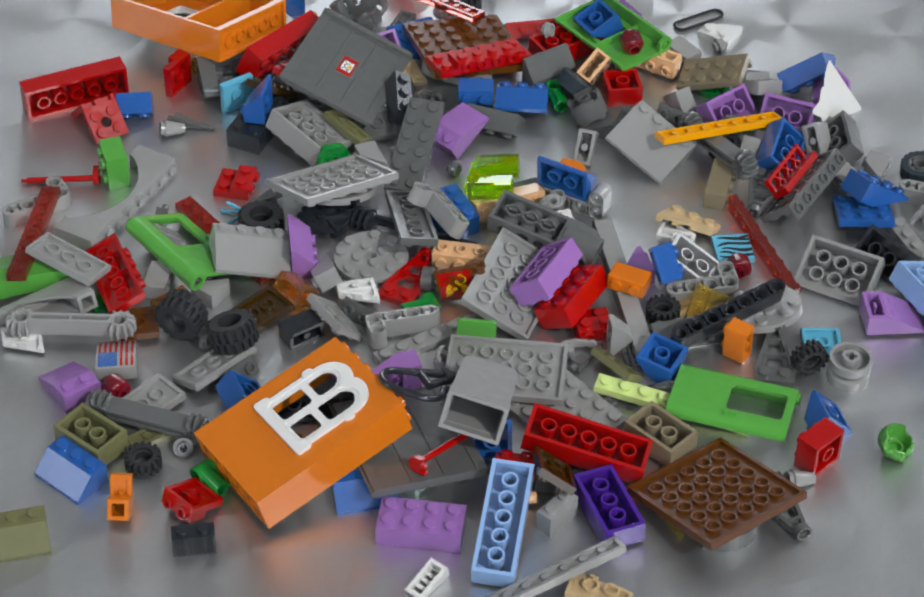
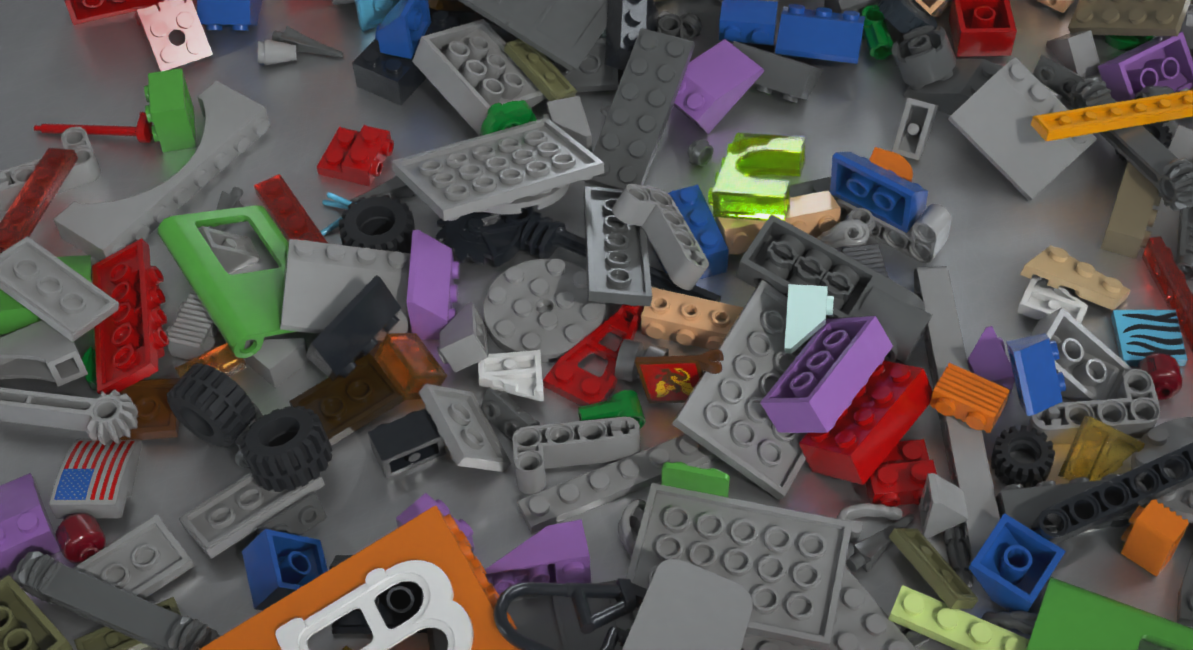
camera: 10 degrees right, 10 degrees up
(262, 268) = (355, 330): none -> black slope
(530, 240) = (805, 313): none -> light aqua slope

